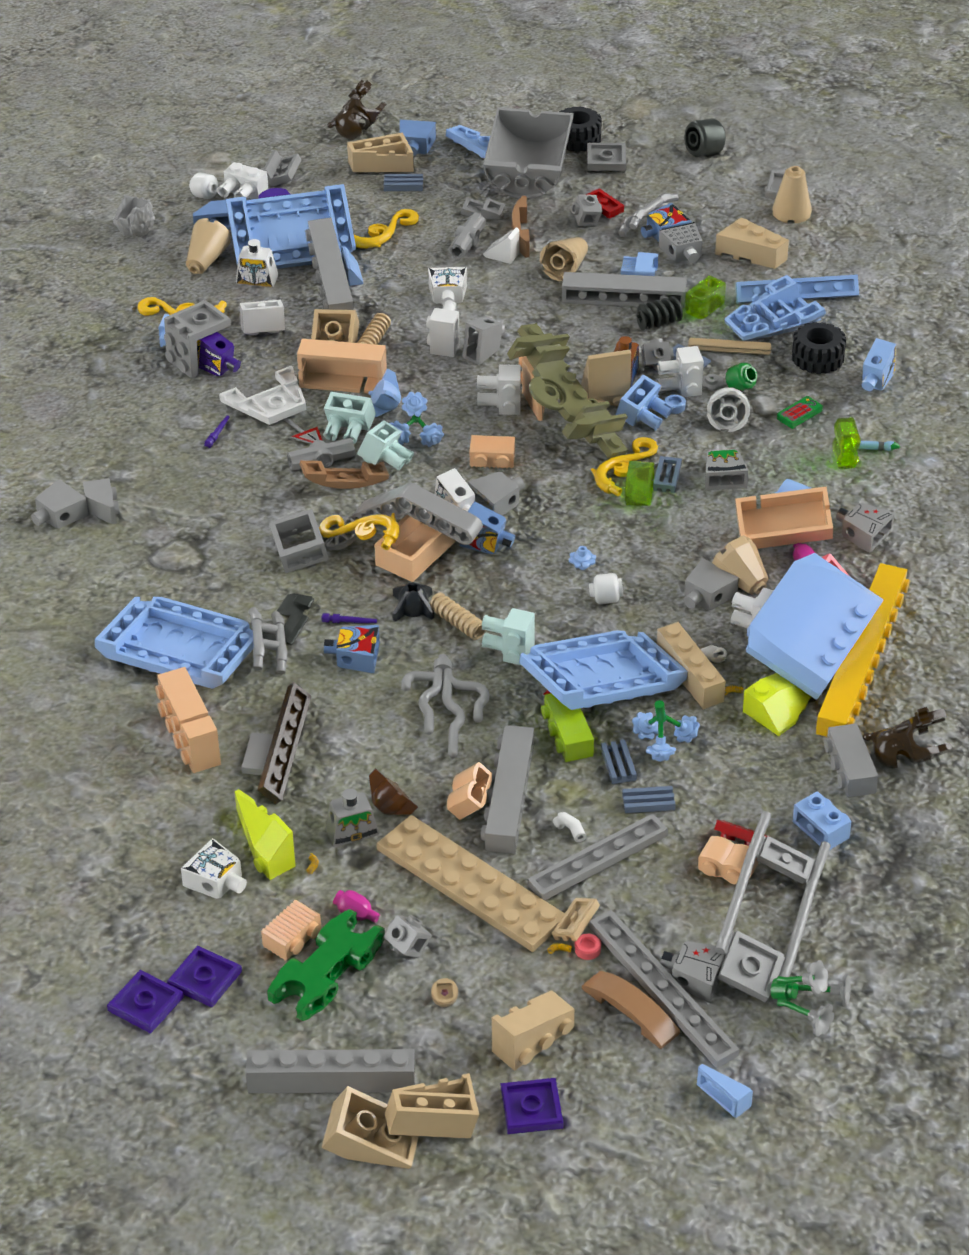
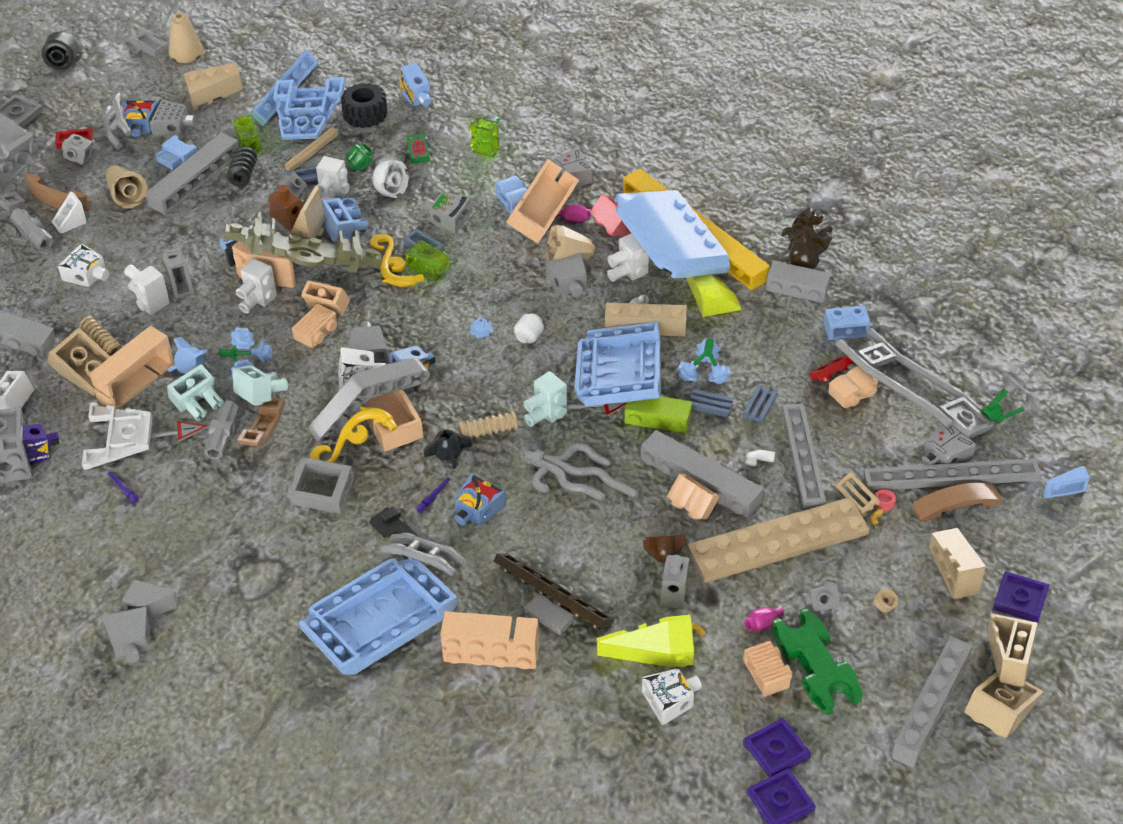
camera: 60 degrees left, 5 degrees up
(529, 439) = (326, 295): none -> light nougat brick

